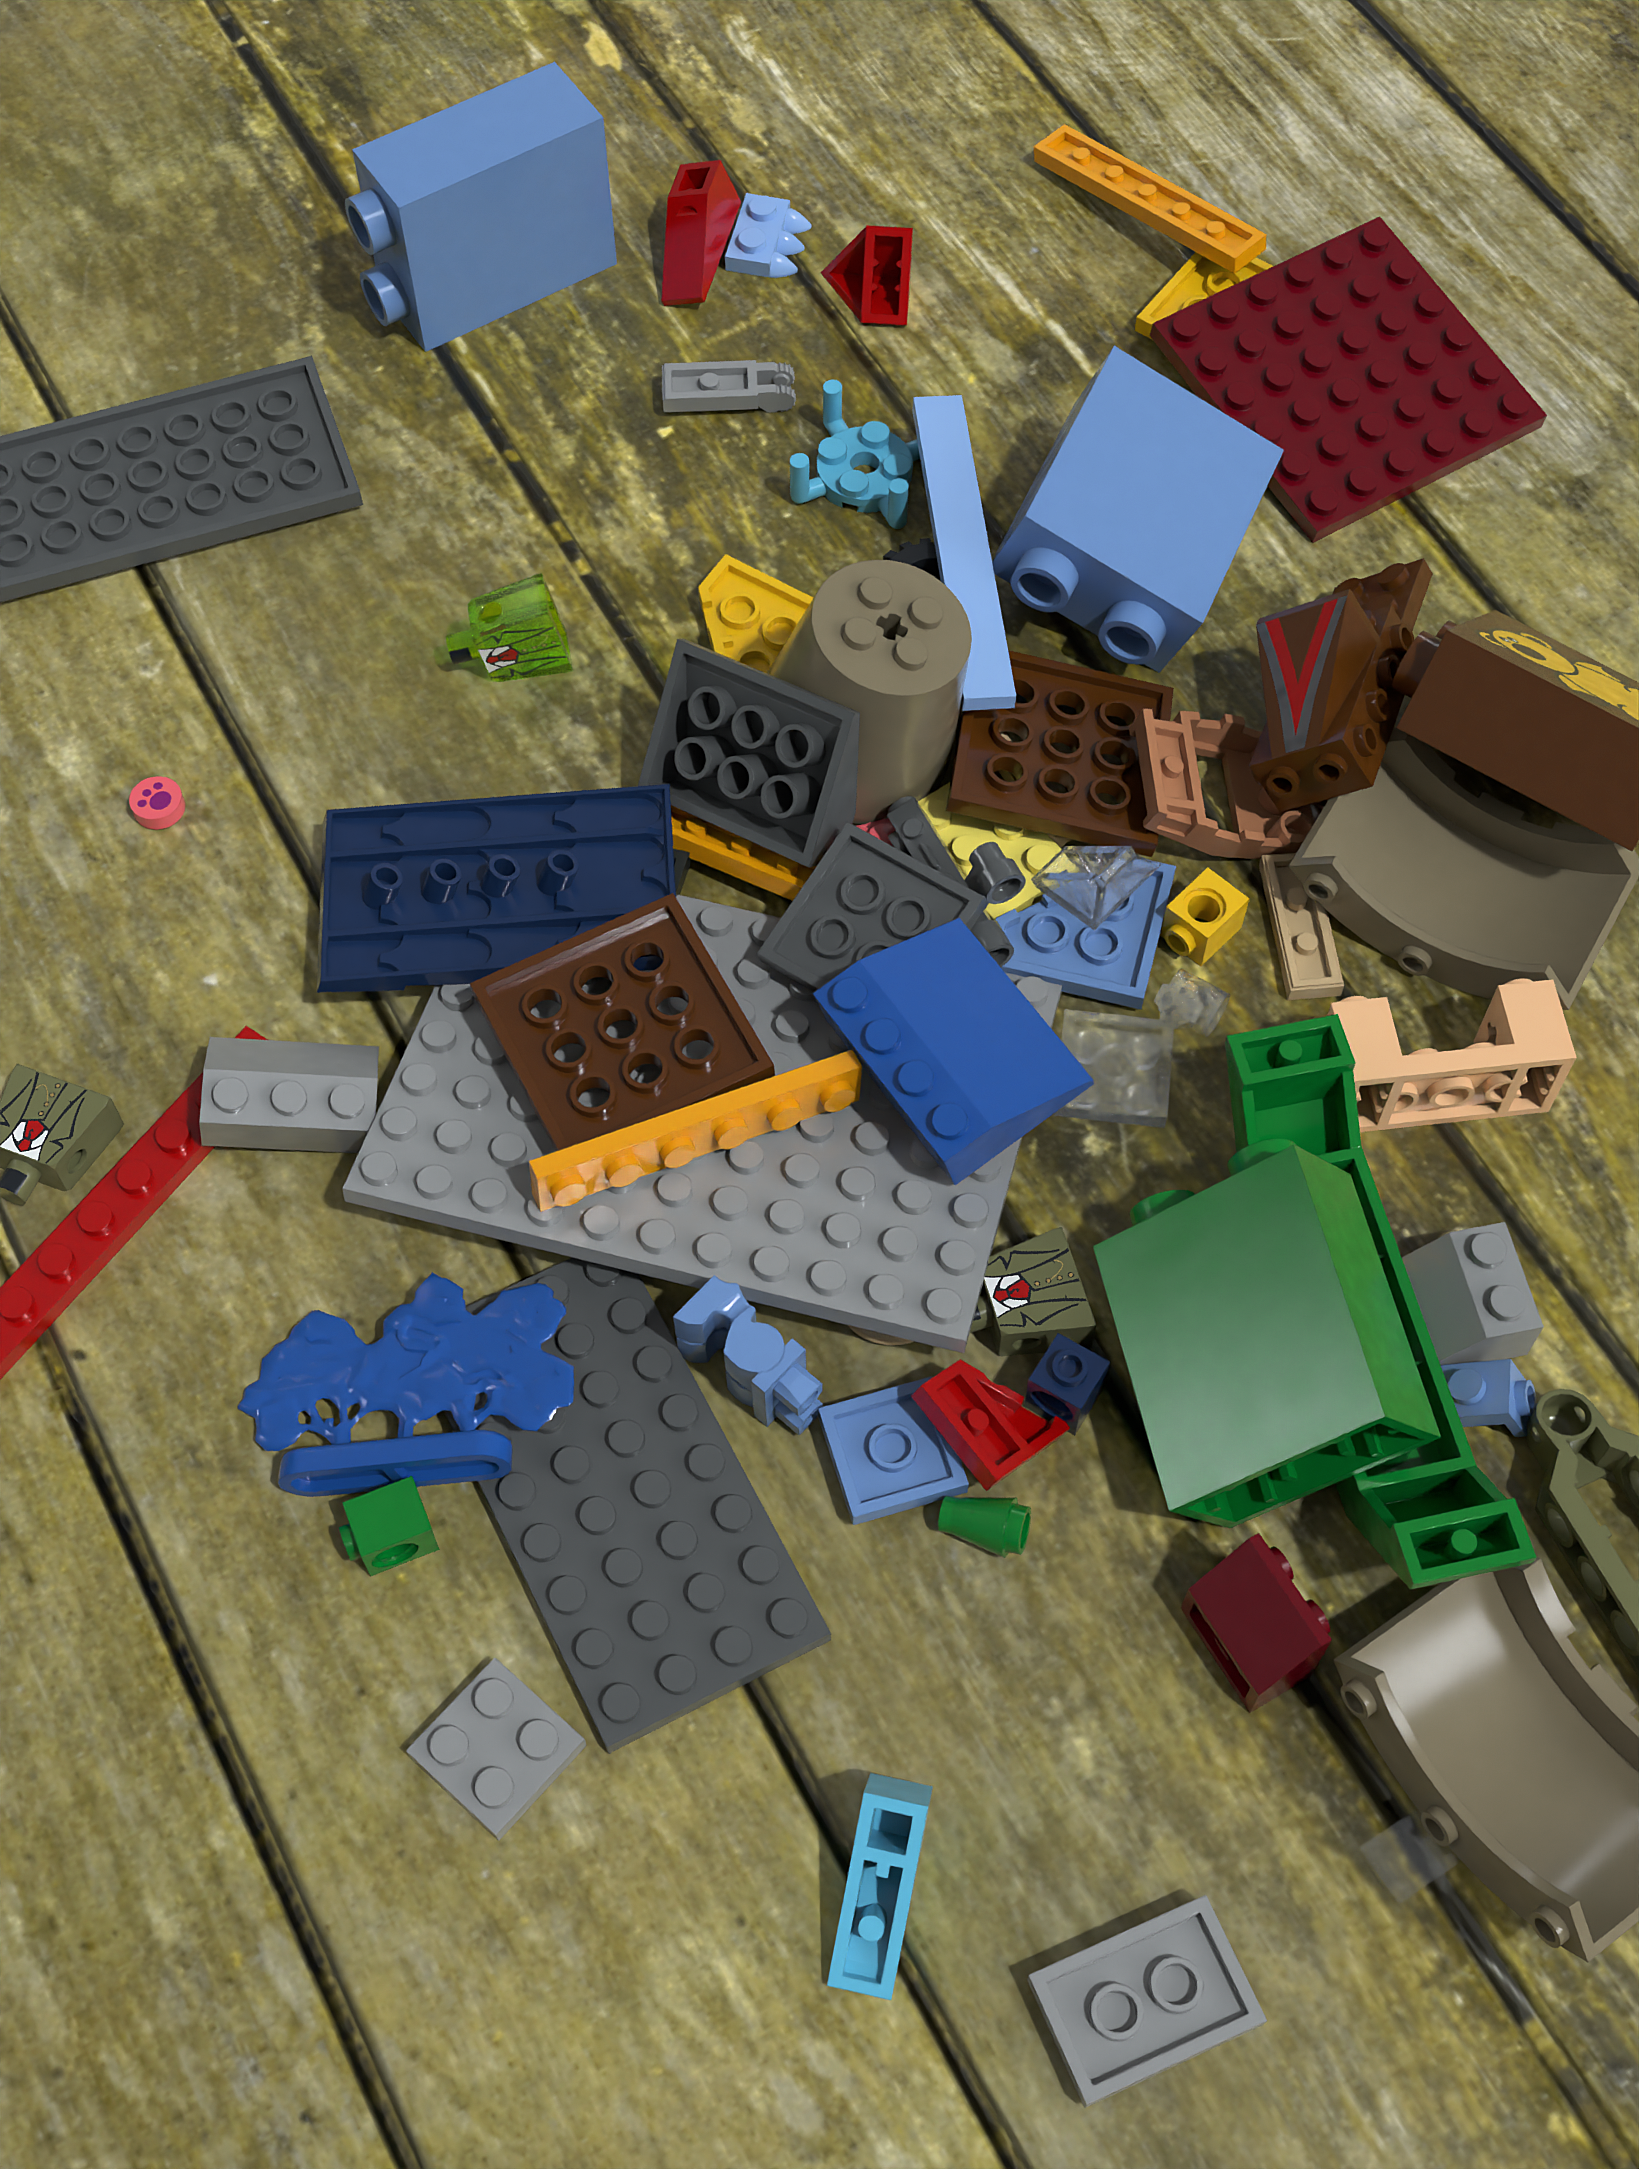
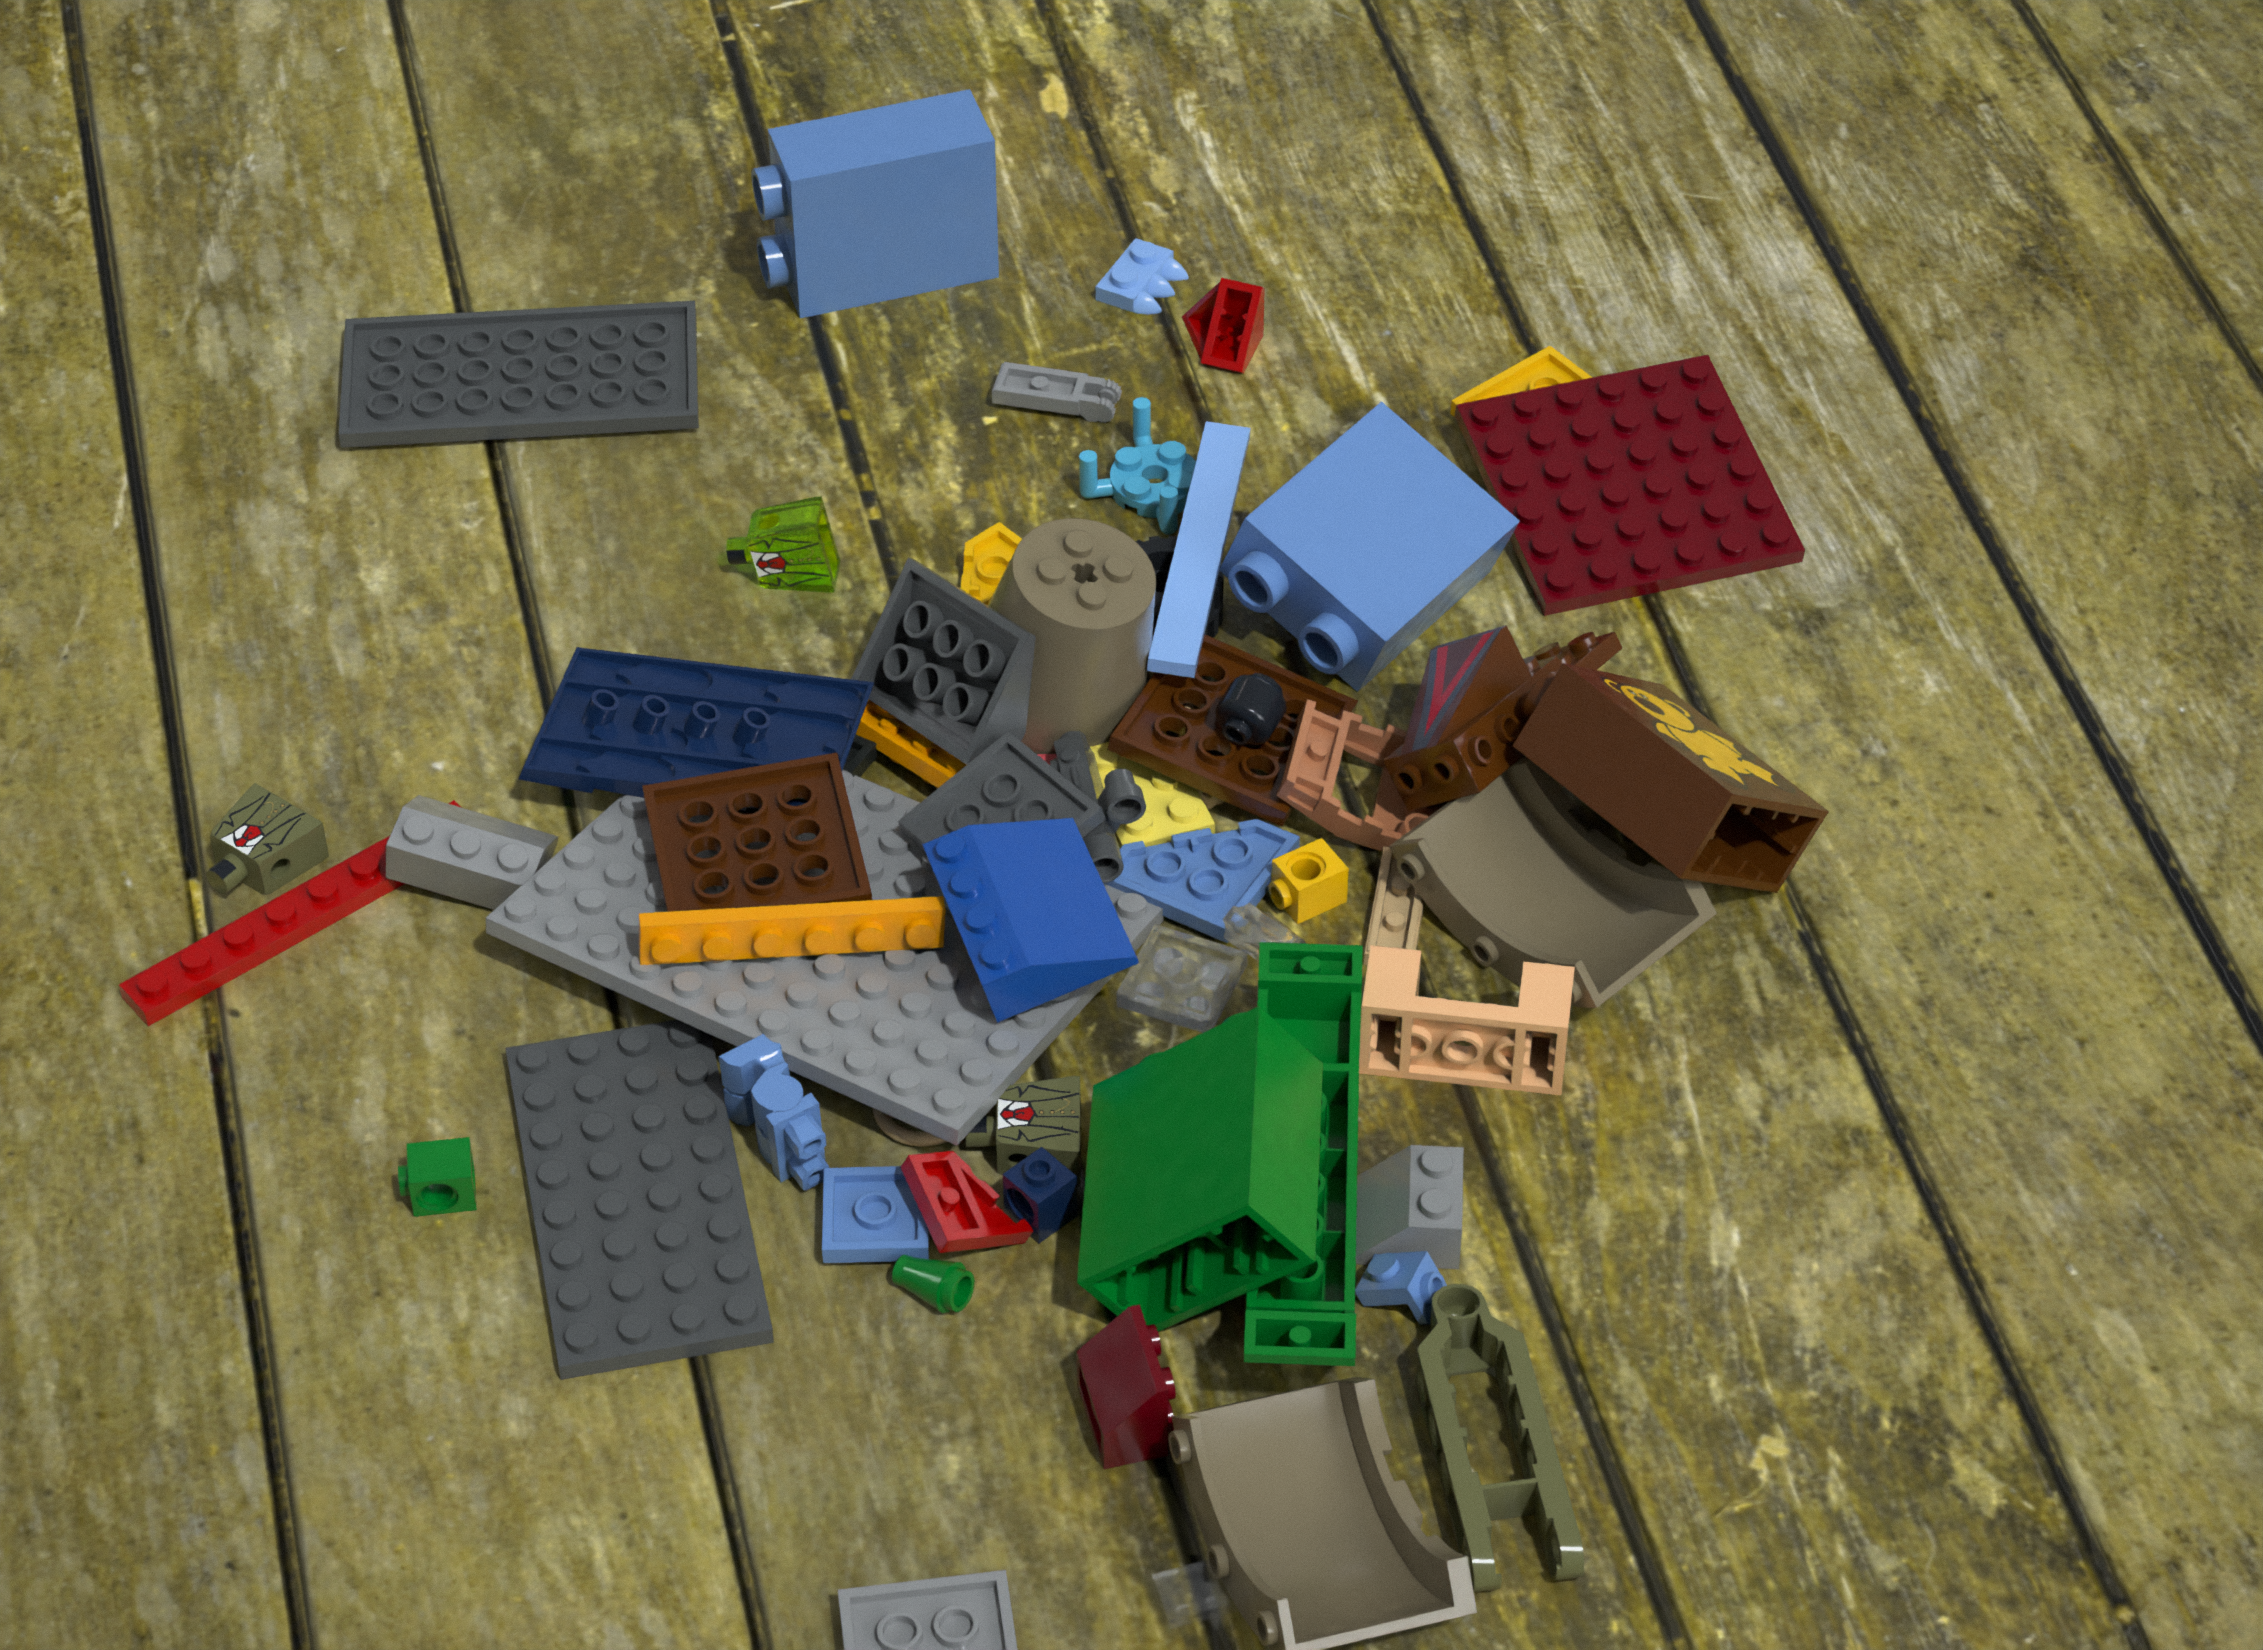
camera: 15 degrees right, 15 degrees down
(157, 802) = (439, 623): coral tile -> none
(425, 1363) = (512, 1063): blue plant -> none
(496, 1748) = (470, 1352): light grey plate -> none
(697, 229) = (1076, 256): red slope -> none
(879, 1886) = (743, 1503): medium azure slope -> none
(1086, 732) = (1251, 709): none -> black head
(1093, 879) = (1222, 829): clear slope -> none
(1150, 198) = (1503, 304): light orange plate -> none

